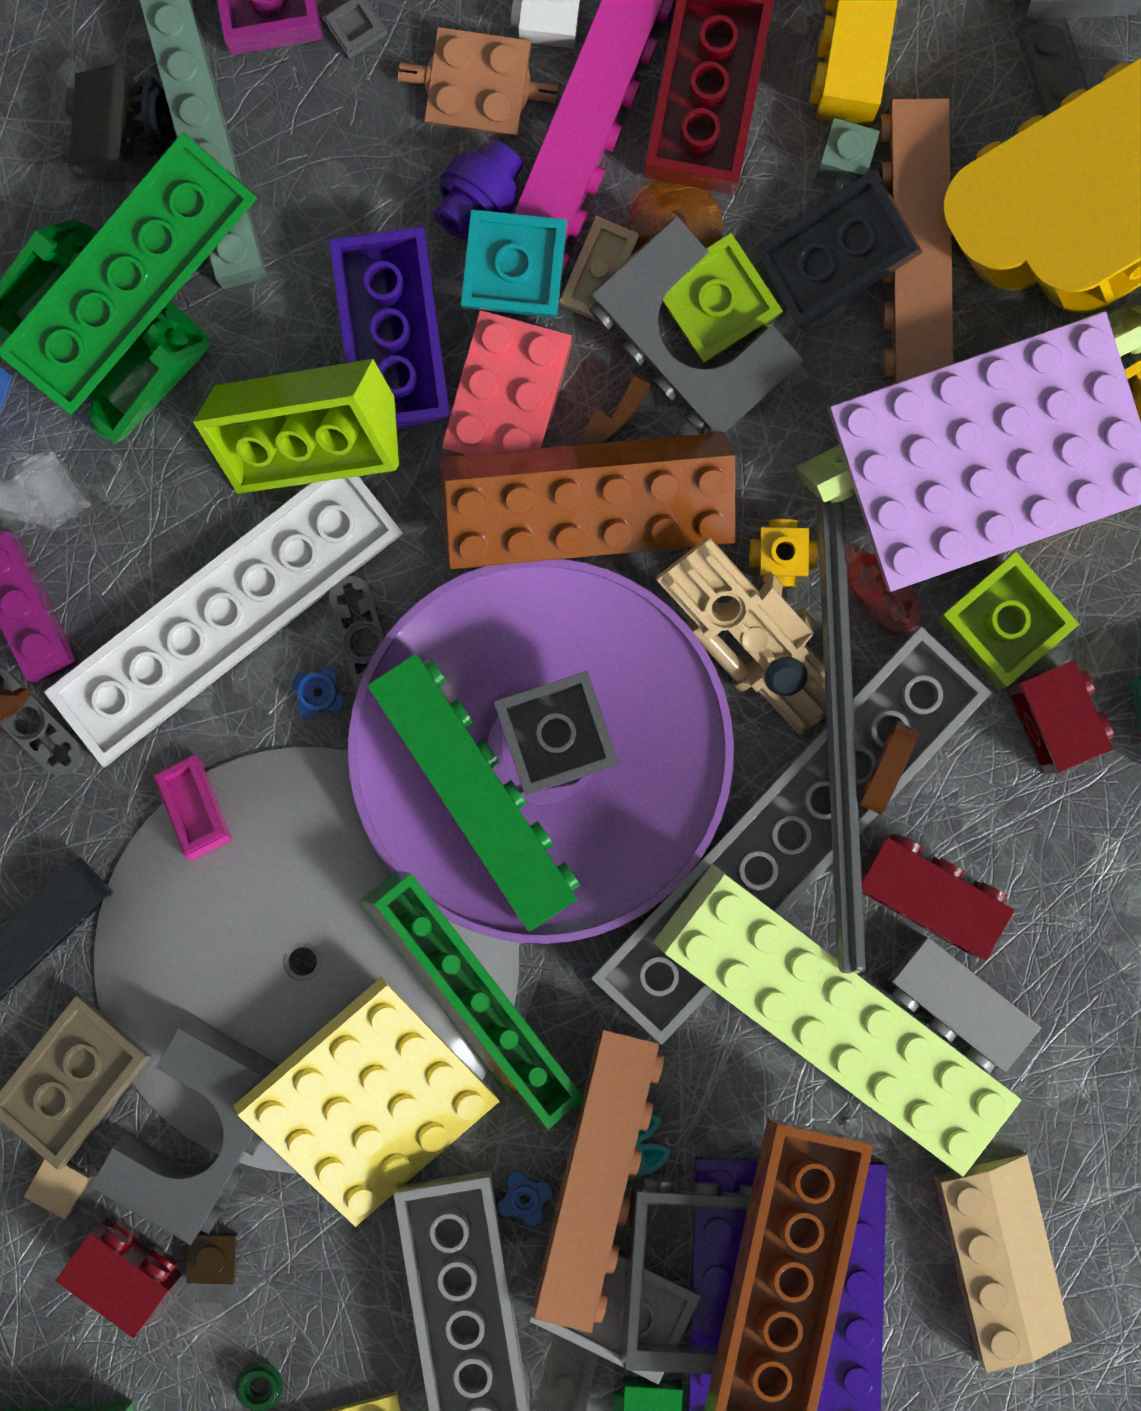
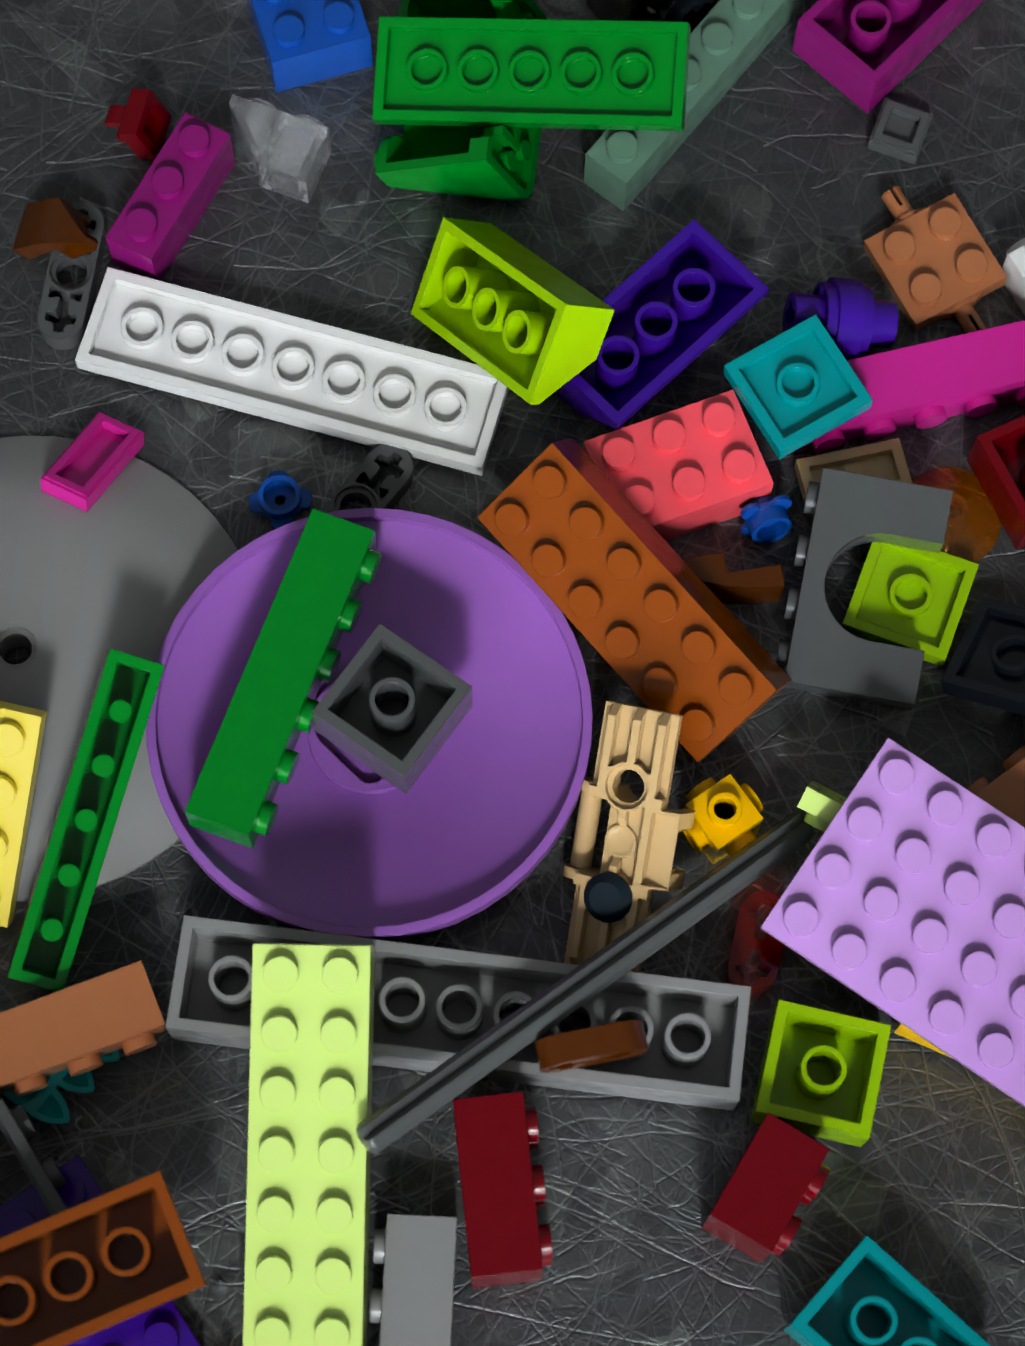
camera: 50 degrees right, 15 degrees down
(587, 355) = (767, 519): none -> blue plate

